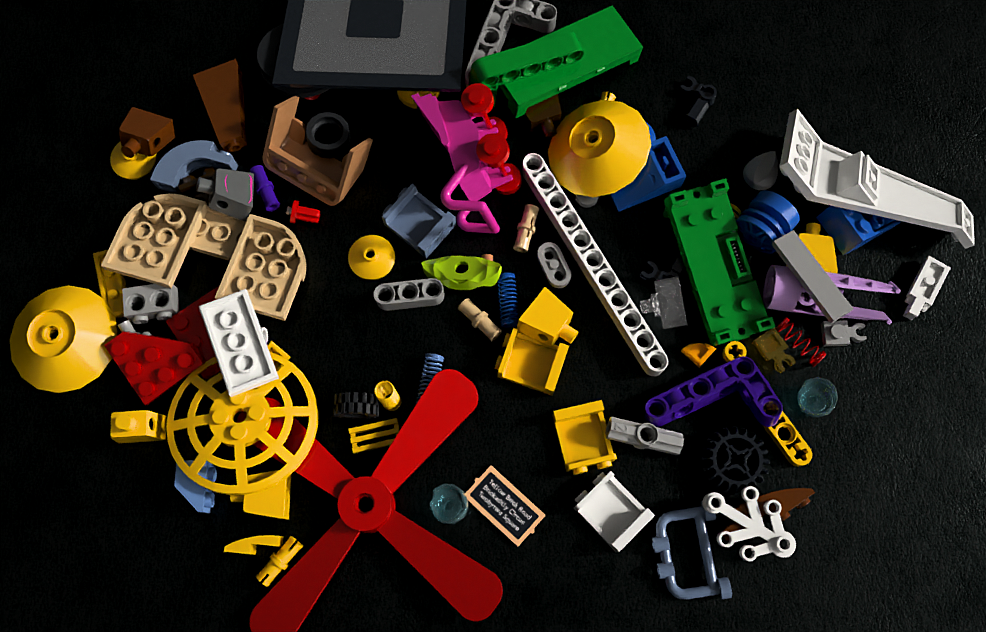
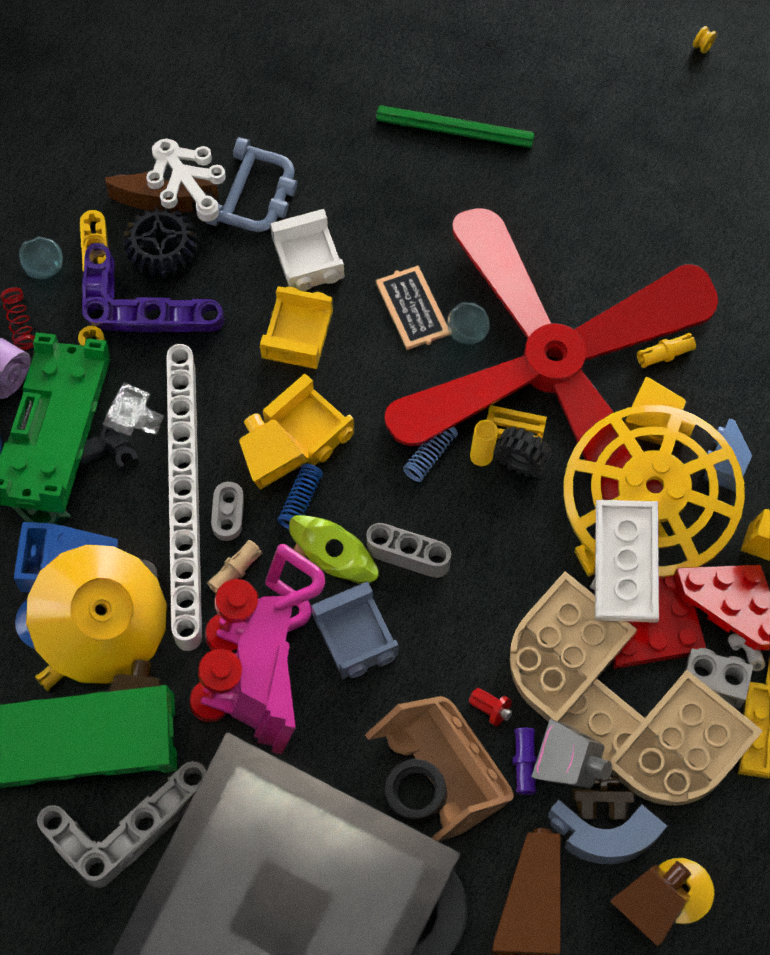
camera: 155 degrees left, 10 degrees down
(249, 544) = (695, 377): yellow slope -> none
(374, 267) = (427, 634): yellow dish -> none
(479, 319) = (342, 490): tan pin -> none
(526, 61) = (178, 735): green beam -> none
(629, 433) = (247, 306): light grey piece -> none
(698, 352) = (127, 357): light orange tile -> none
(773, 346) = (50, 320): clear yellow plate -> none

